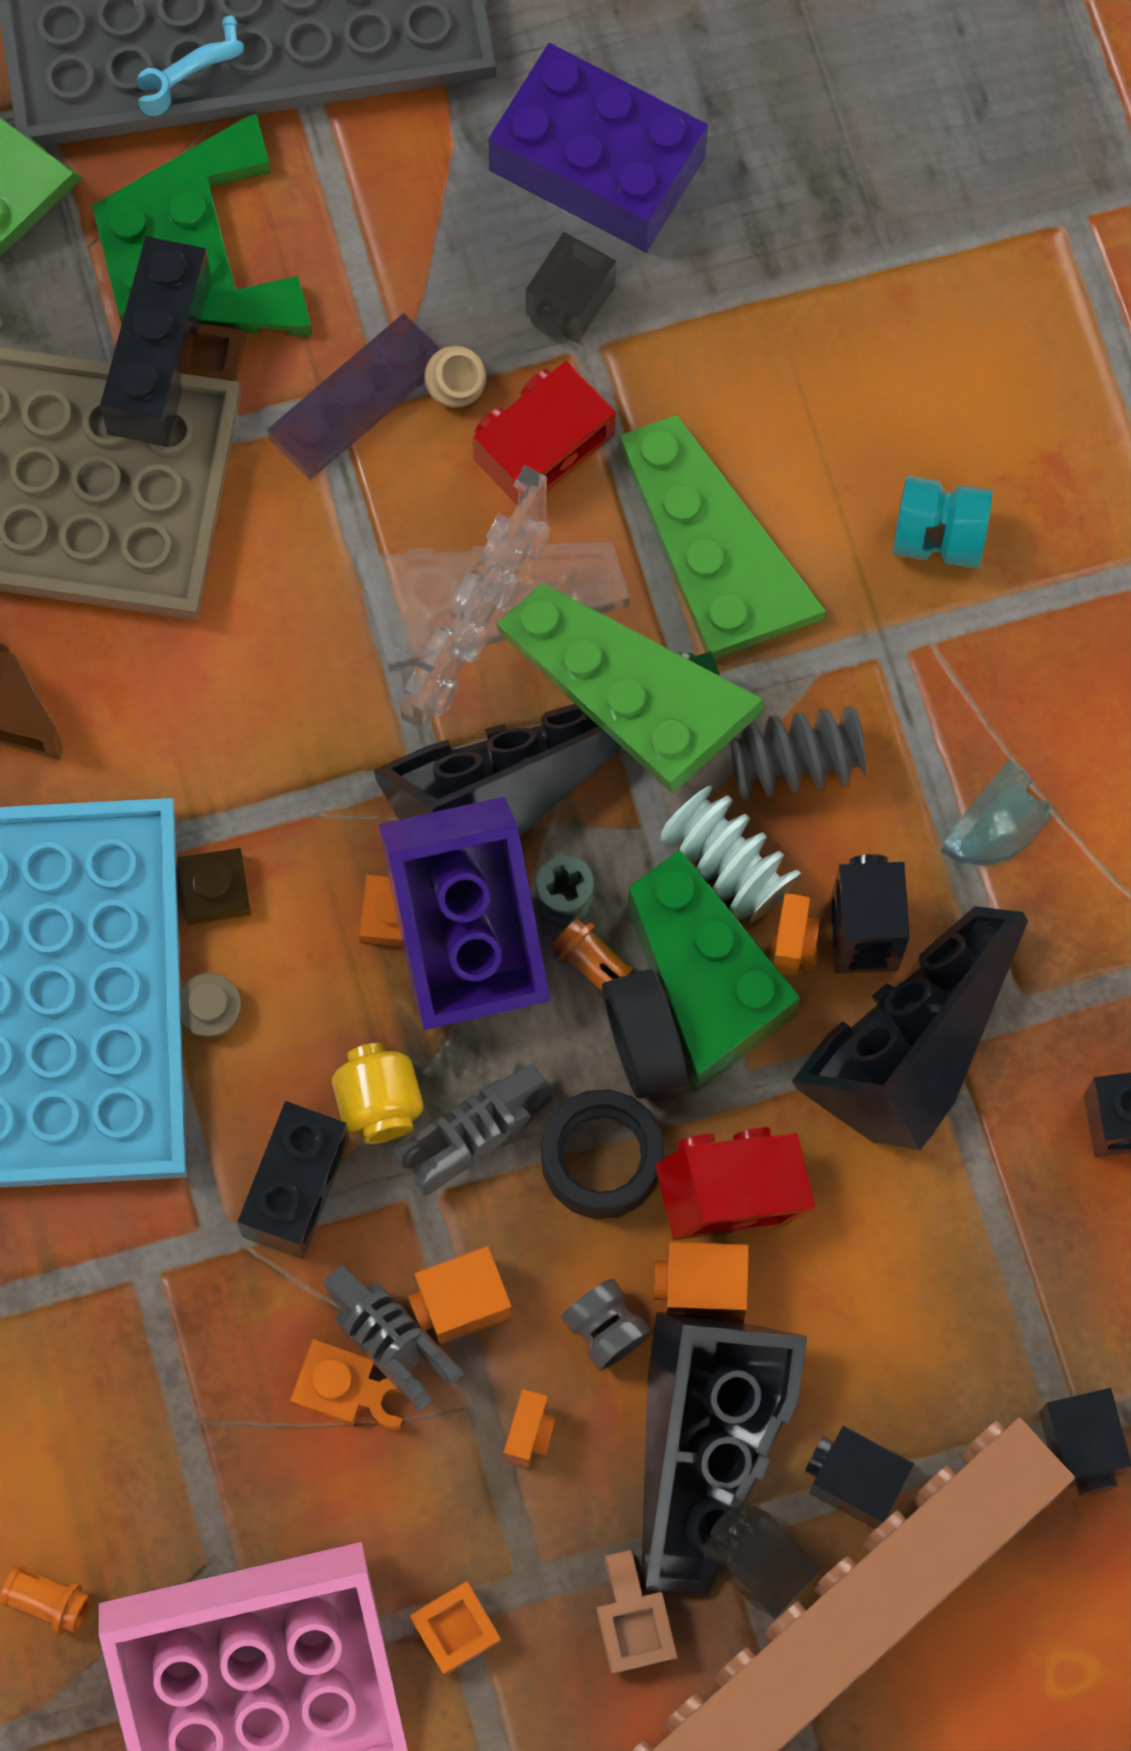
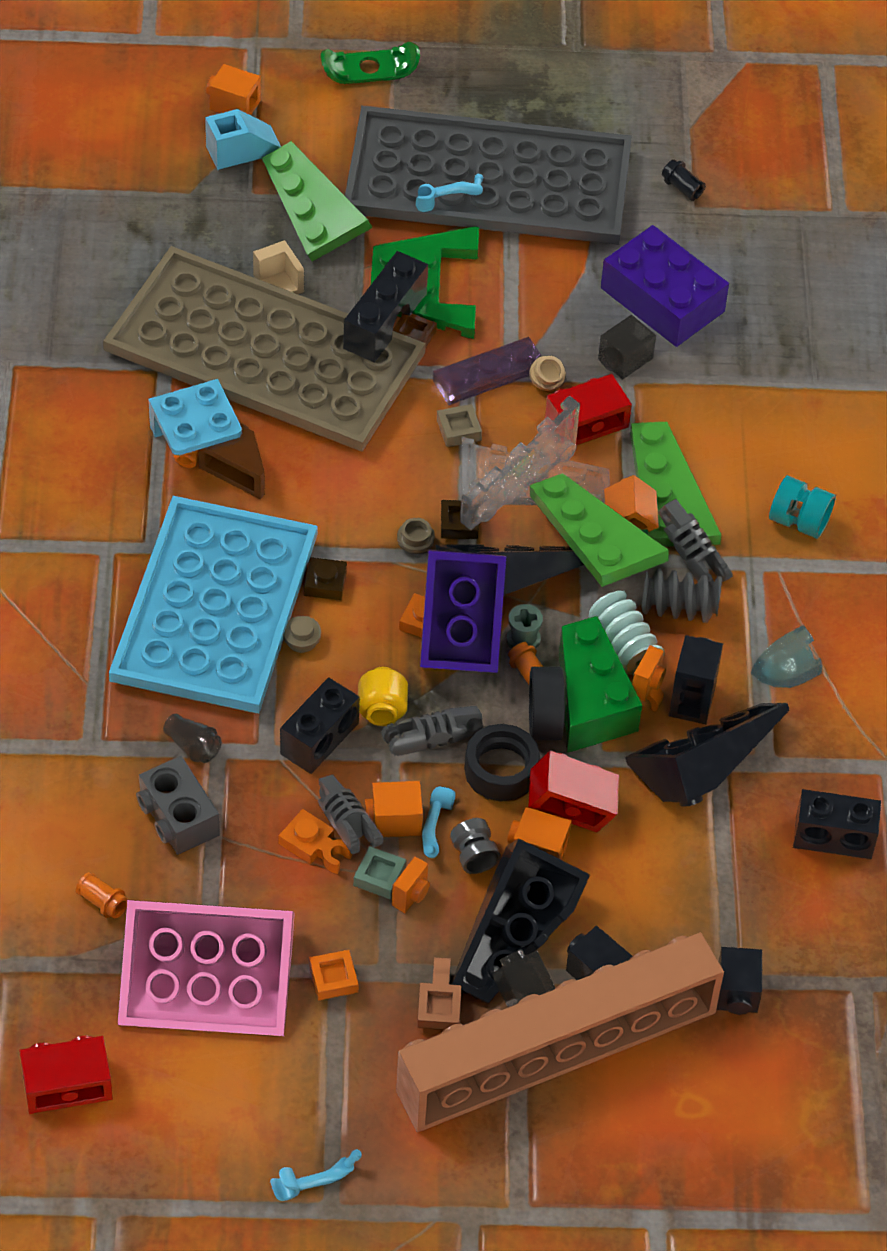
camera: 15 degrees right, 20 degrees down
(99, 1262) = (194, 738): none -> clear smoke cone
(124, 1388) = (185, 802): none -> dark grey brick
(335, 762) = (415, 536): none -> dark tan plate
(342, 524) = (458, 423): none -> dark tan plate
(383, 712) = (450, 522): none -> dark brown plate
(470, 1418) = (379, 872): none -> sand green plate
(527, 1246) = (440, 798): none -> medium azure piece
(671, 605) = (634, 502): none -> orange brick
(787, 648) = (692, 542): none -> dark grey hinge

